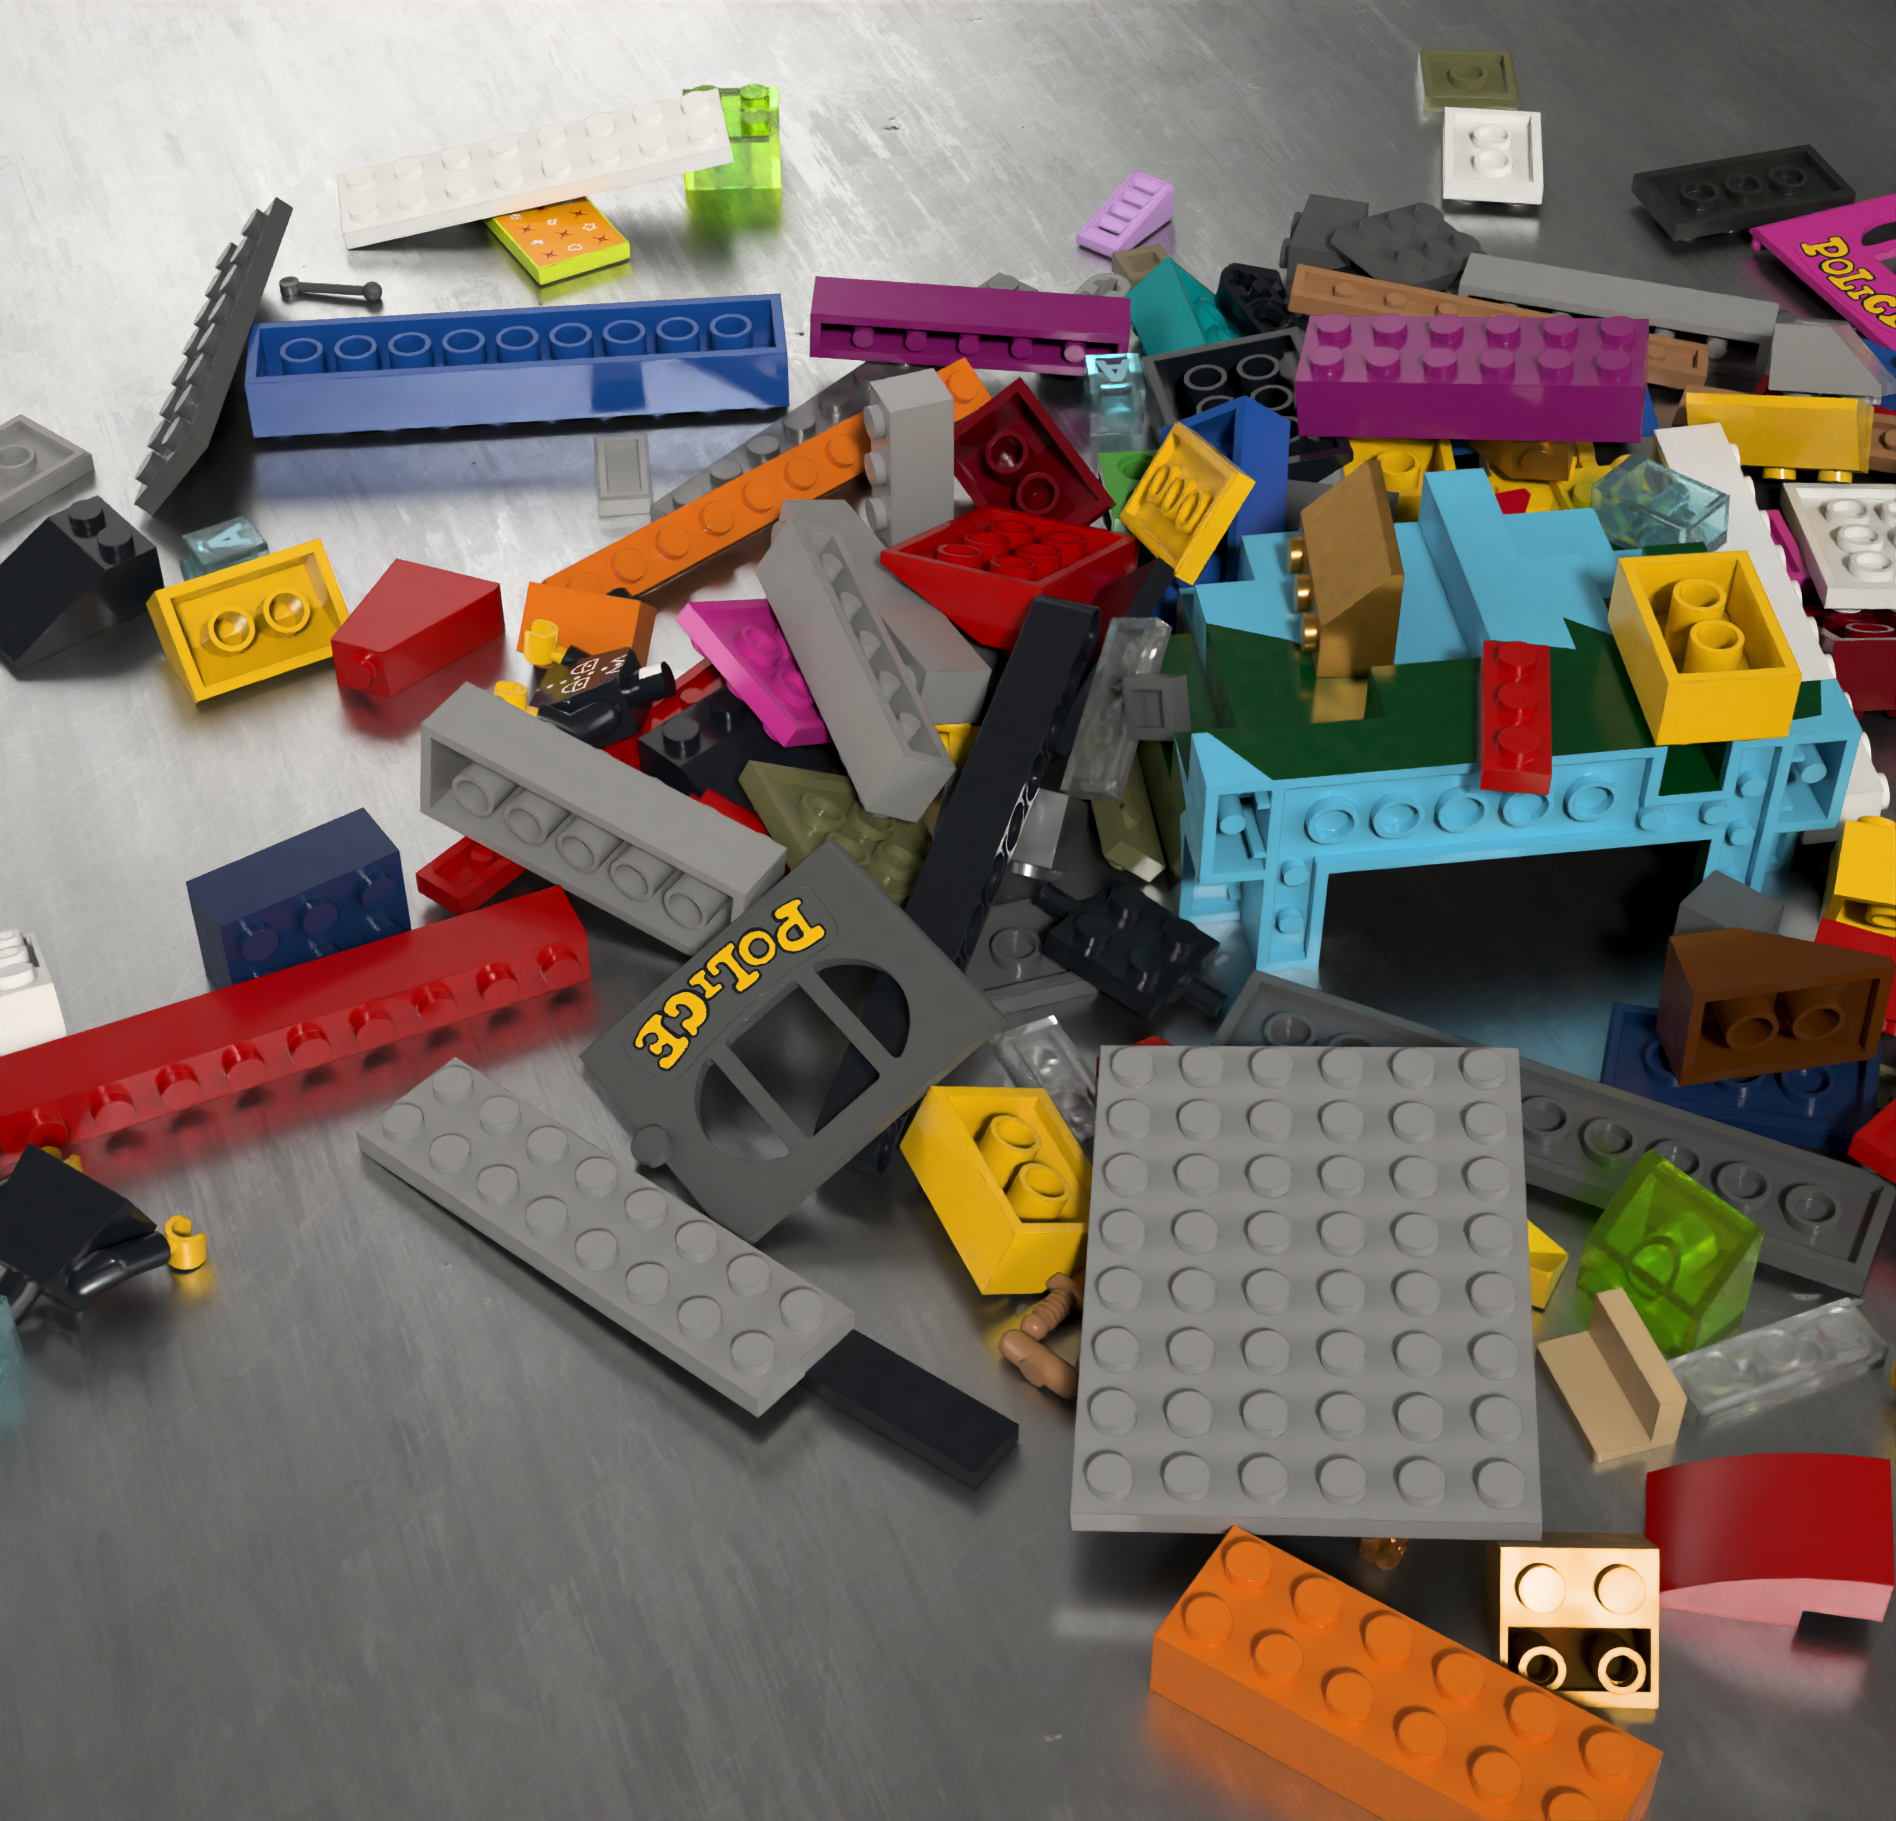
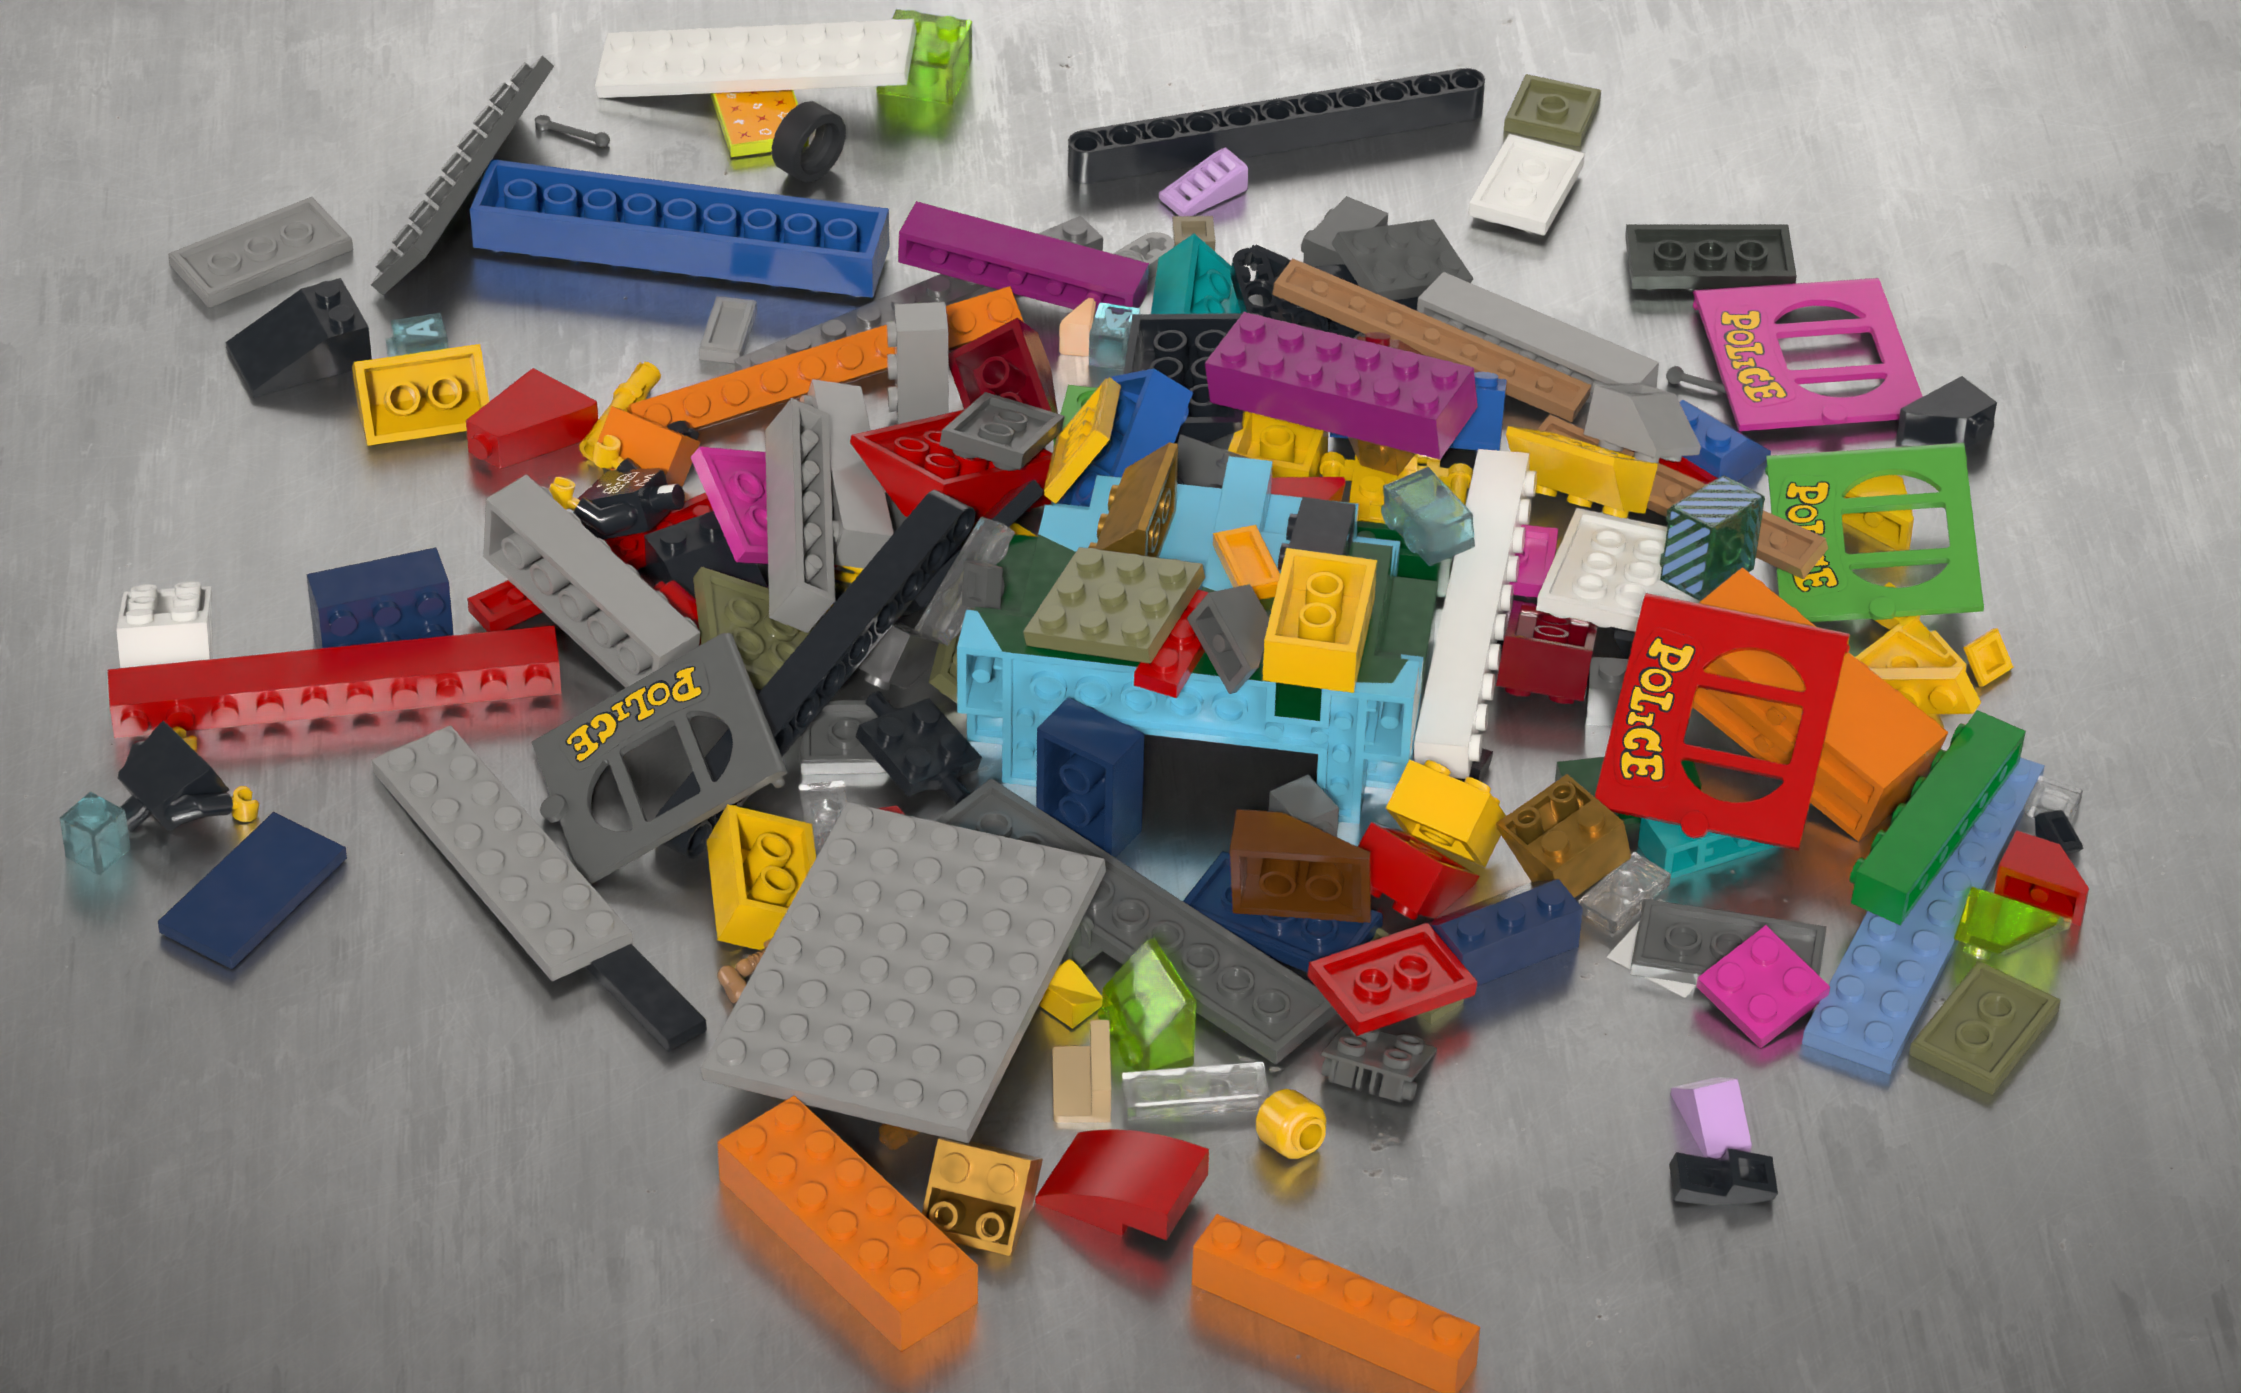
camera: 15 degrees right, 0 degrees up
(236, 1379) = (252, 890): none -> dark blue tile
(535, 565) = (634, 390): none -> yellow pin
(639, 243) = (793, 134): none -> black tyre
(1063, 516) = (1001, 431): none -> dark grey plate
(1069, 394) = (1075, 329): none -> light nougat slope
(1170, 143) = (1276, 125): none -> black beam
(1405, 684) = (1114, 605): none -> olive plate
(1416, 929) = (1091, 775): none -> dark blue brick
(1539, 598) = (1247, 560): none -> light orange tile
(1599, 691) = (1232, 632): none -> dark grey slope
(1615, 528) = (1320, 527): none -> black brick

